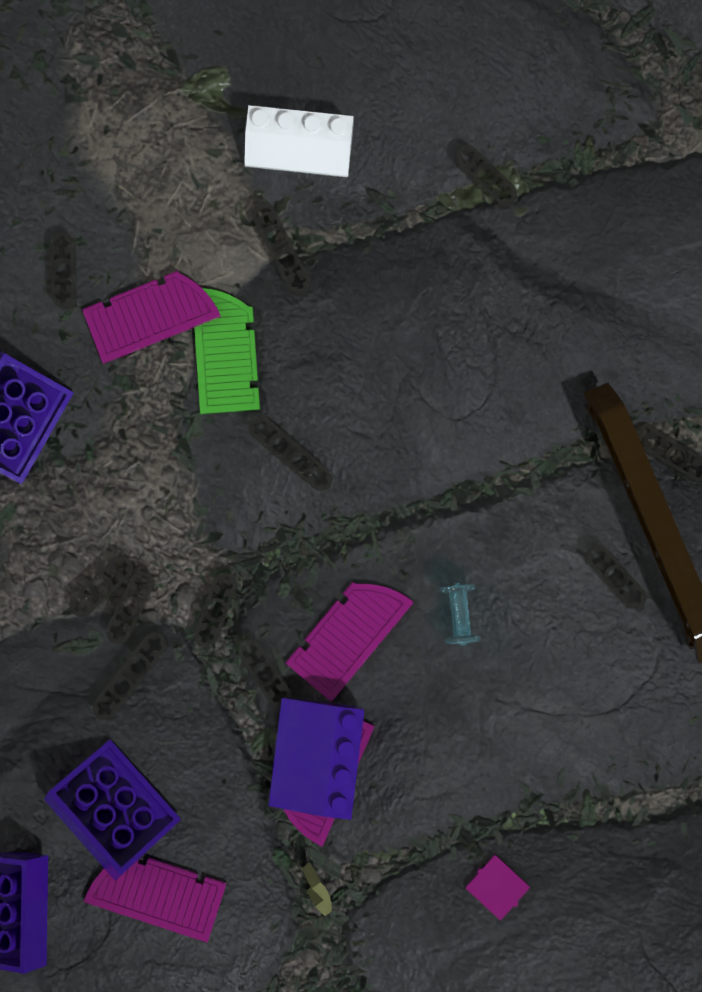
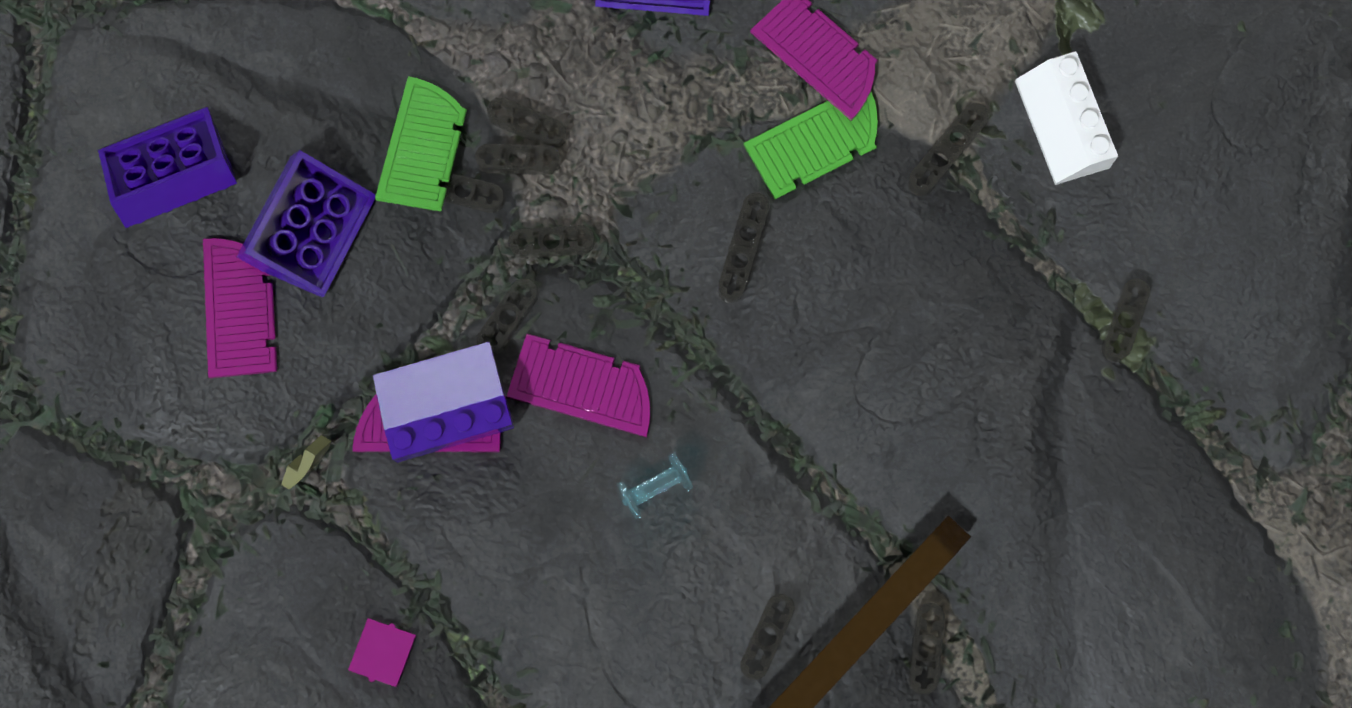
camera: 65 degrees right, 10 degrees down
(85, 684) = (421, 147): none -> bright green piece

